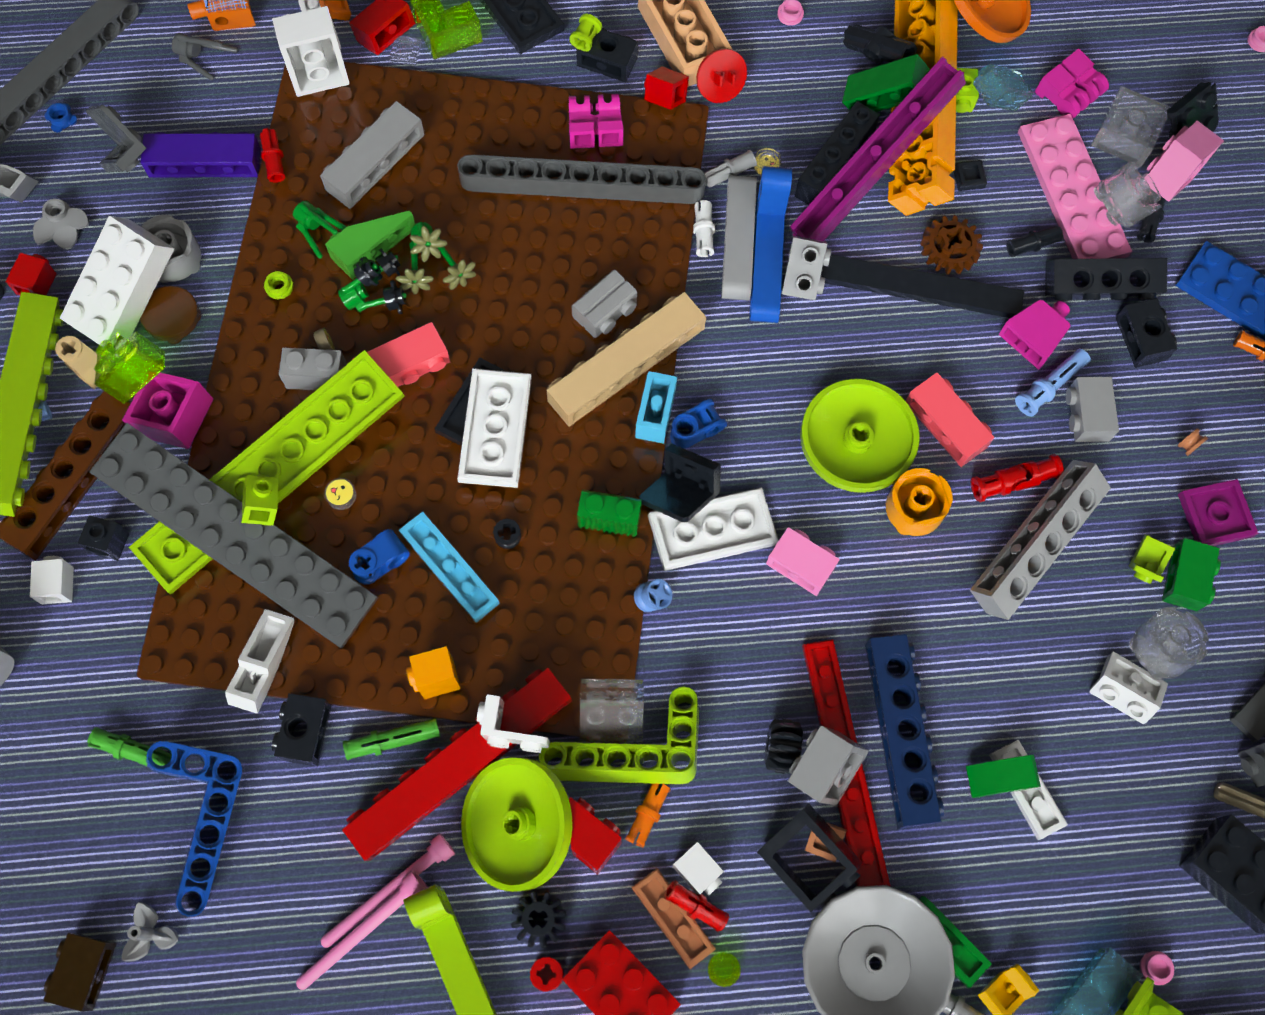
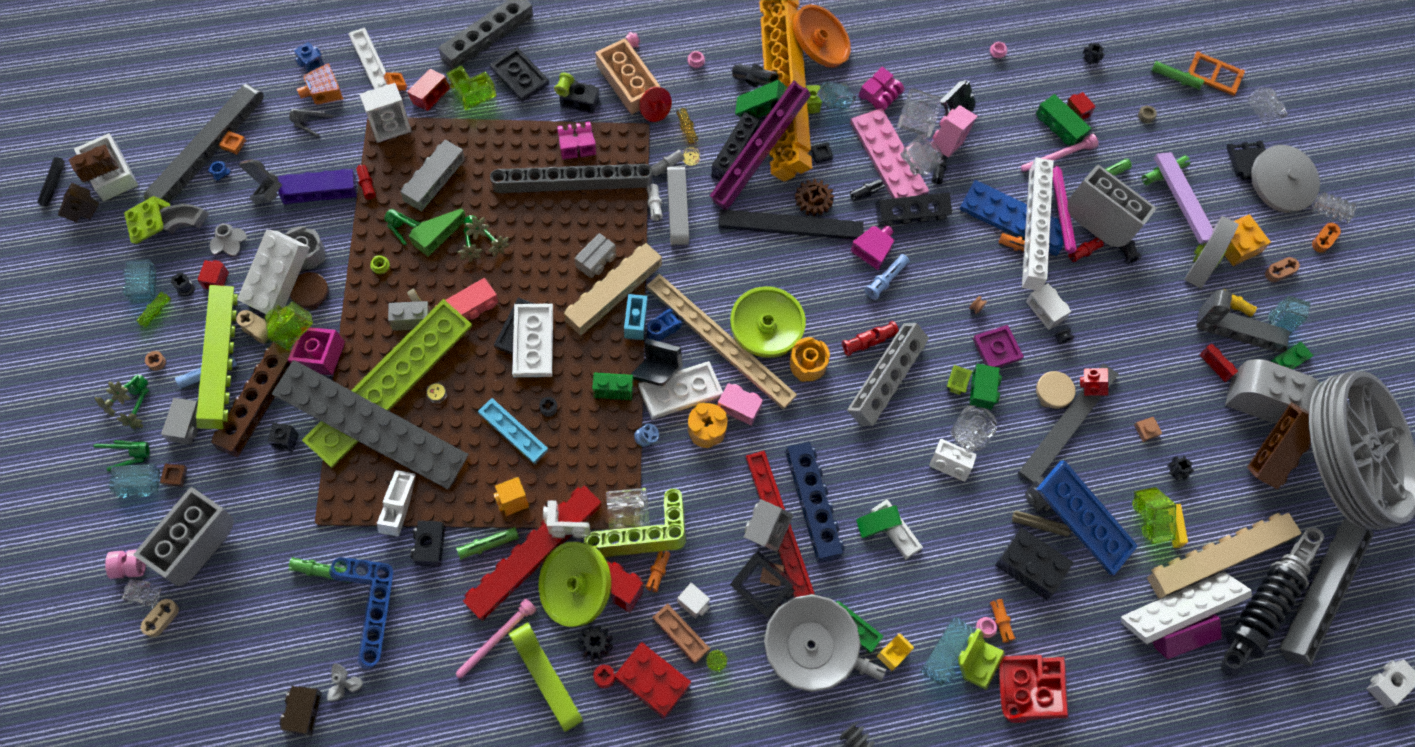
camera: 10 degrees left, 5 degrees down
(51, 580) = (251, 468): white brick -> none
(84, 76) = (232, 142): none -> orange plate
(260, 500) = (386, 399): lime brick -> none
(368, 274) = (440, 250): black plant -> none
(380, 555) = (466, 430): blue piece -> none
(411, 884) = (480, 665): bright pink piece -> none
(666, 87) = (620, 115): red brick -> none
(696, 906) = (695, 622): red pin -> none
(744, 573) = (717, 425): none -> light orange brick
(766, 113) = (687, 125): none -> clear yellow pin
(768, 244) = (697, 208): blue beam -> none
(783, 745) = (738, 517): black gear -> none
(785, 459) = (721, 342): none -> tan plate
(805, 268) = (721, 220): light grey brick -> none
(949, 419) = (824, 306): coral brick -> none
(1092, 409) = (913, 291): light grey brick -> none
(1143, 347) = (942, 249): black brick -> none
(1184, 960) = (1002, 620): none -> orange pin

